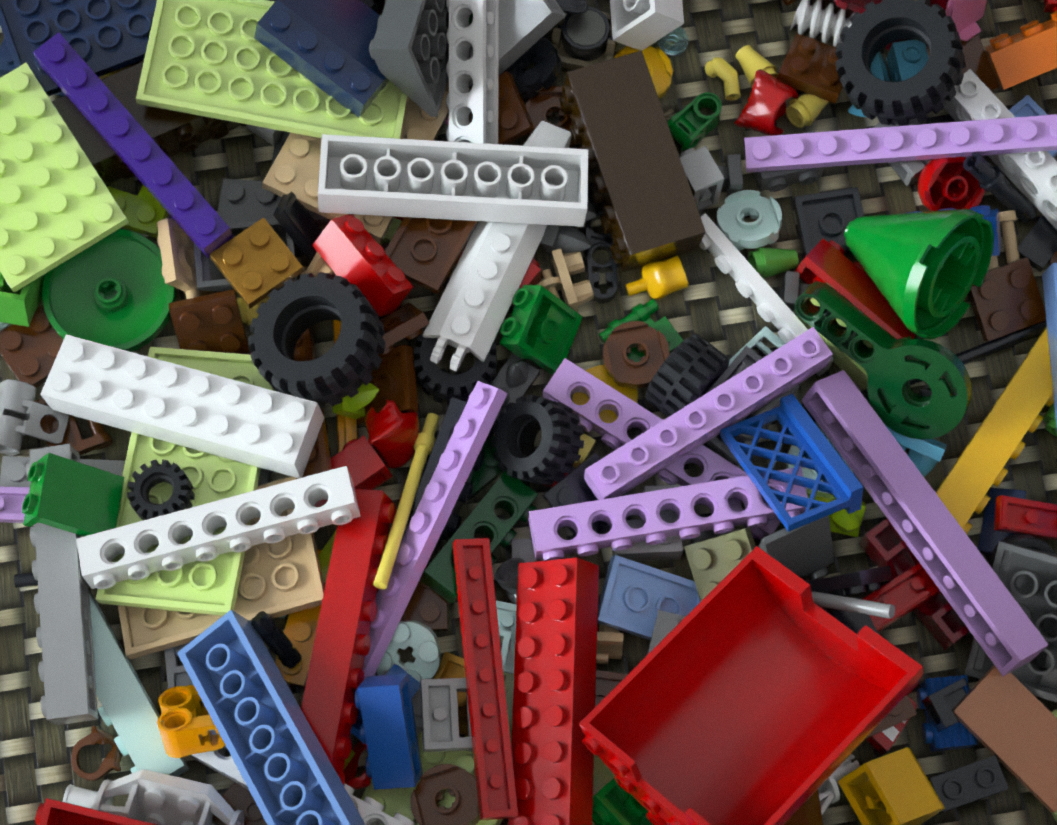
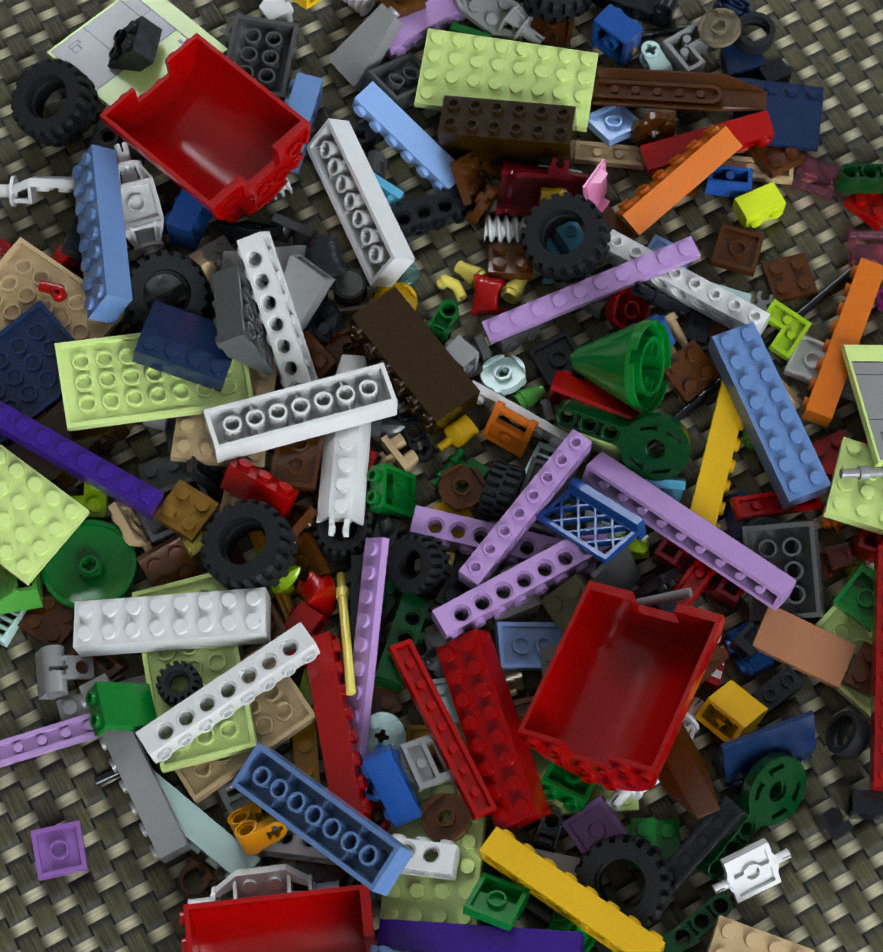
camera: 20 degrees left, 5 degrees down
(276, 639) = (292, 754): black axle -> none
(722, 301) = (505, 434): none -> orange plate

